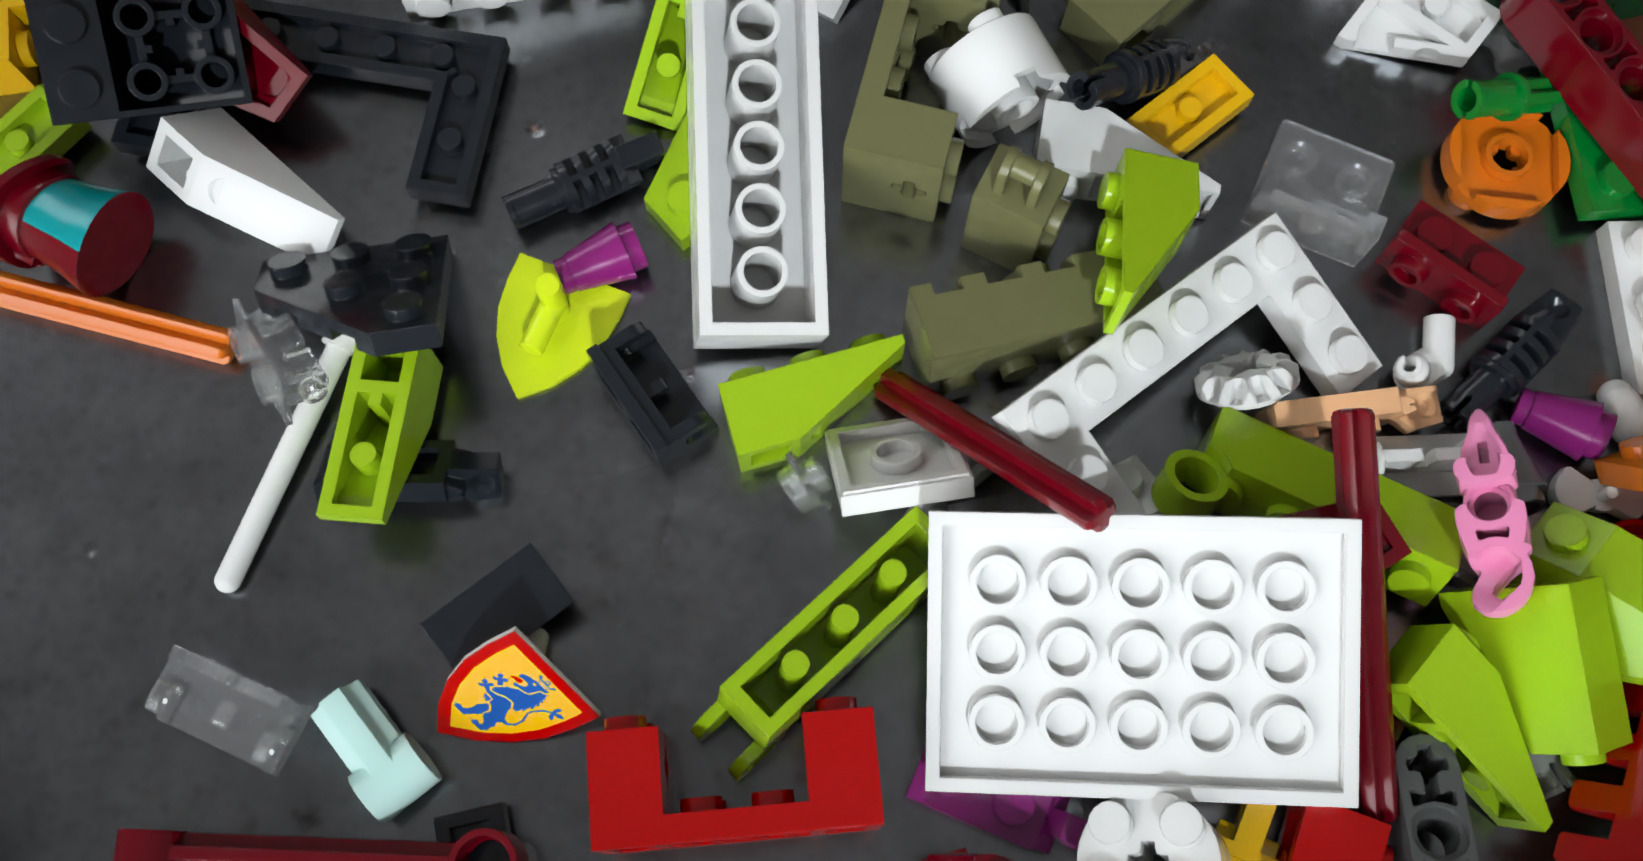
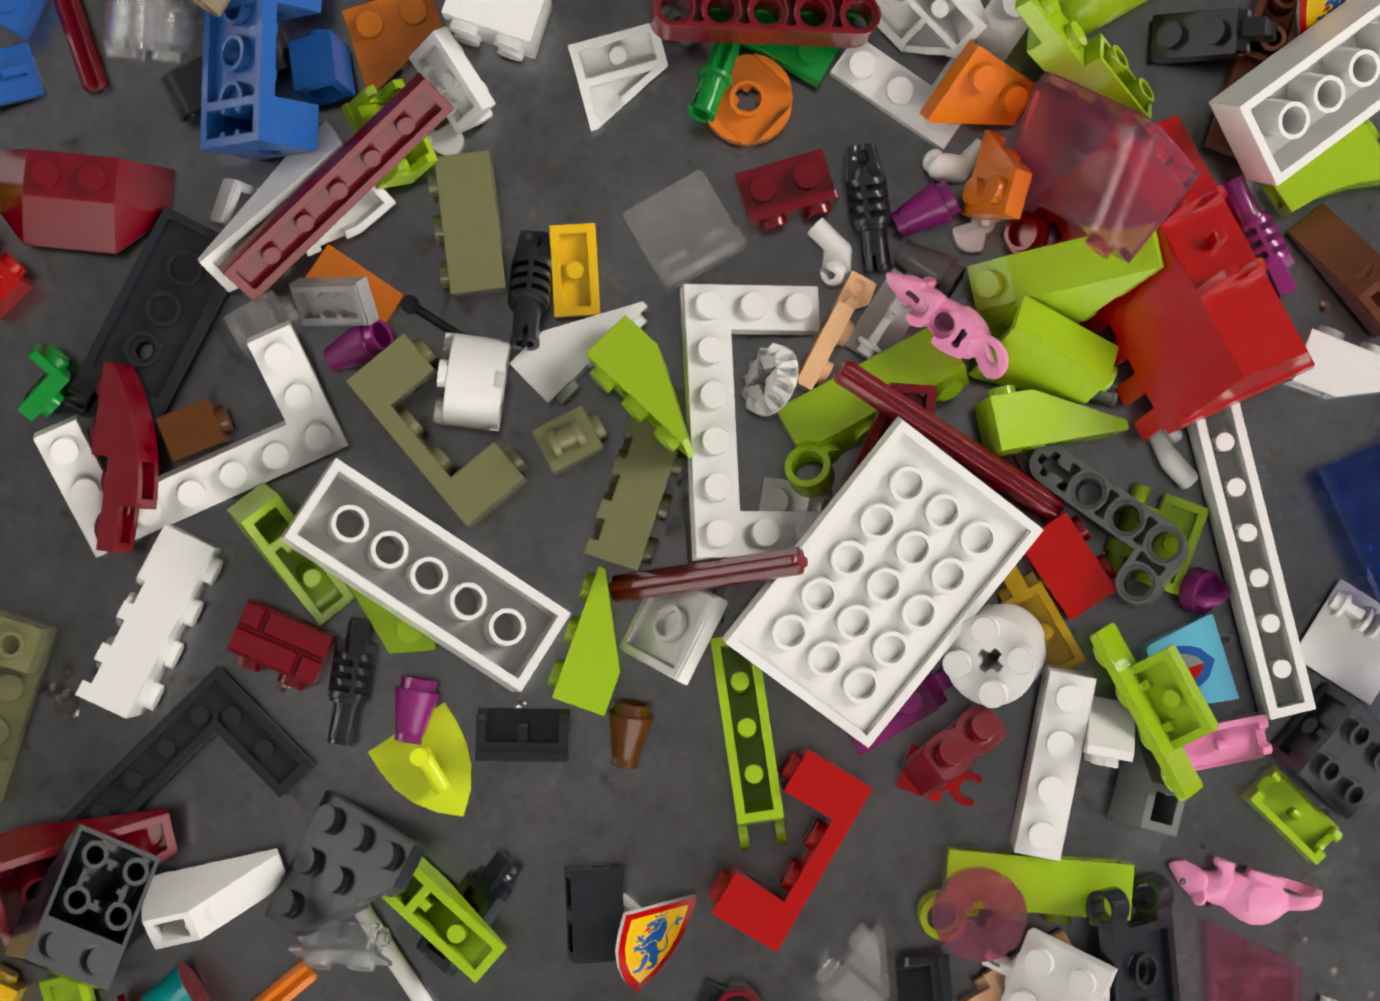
camera: 55 degrees left, 15 degrees up
(575, 82) = (281, 644): none -> dark red brick
(740, 504) = (628, 731): none -> reddish brown cone
(806, 483) = (643, 684): clear plate -> none

